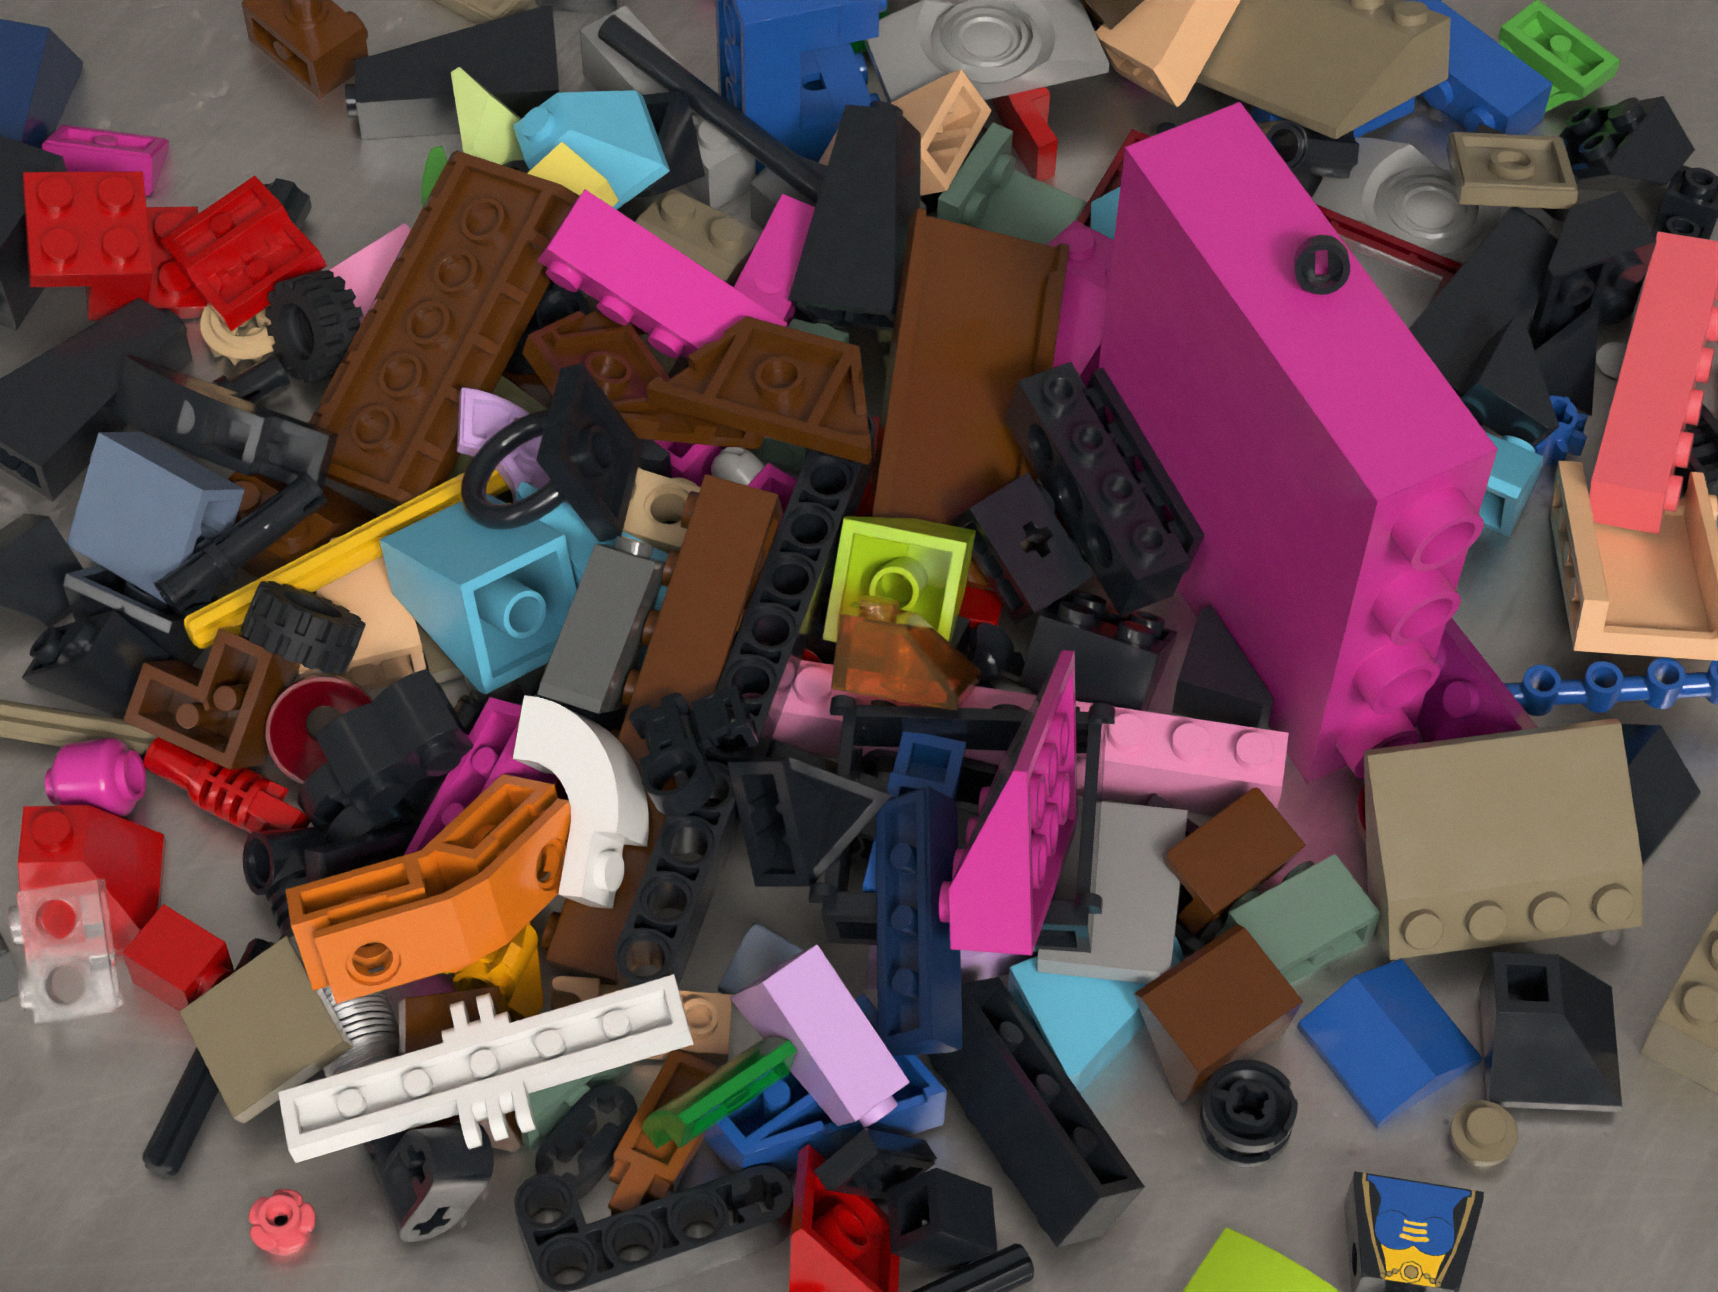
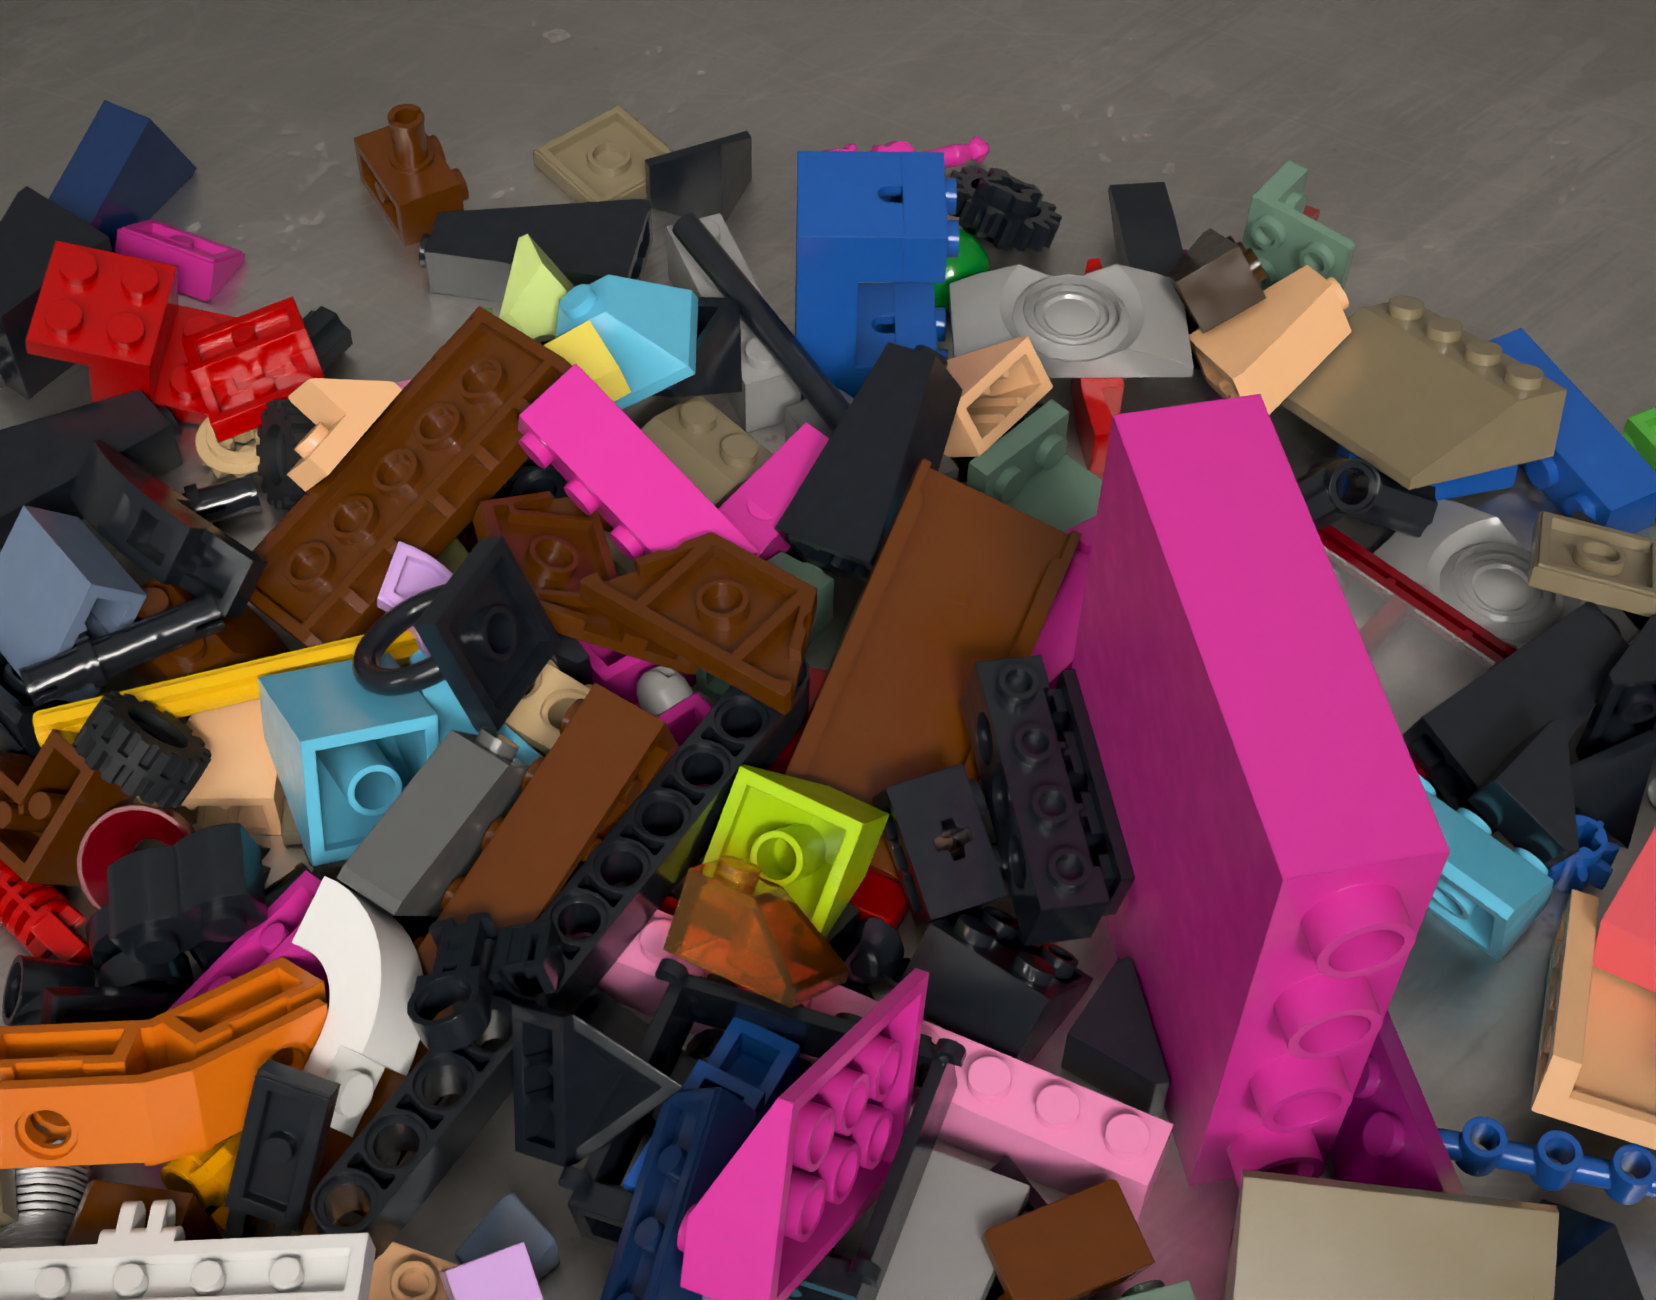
camera: 15 degrees right, 5 degrees down
(363, 285) = (341, 415): none -> light nougat slope
(570, 928) = (280, 1150): none -> black hinge
(1337, 263) = (1277, 587): black hinge -> none

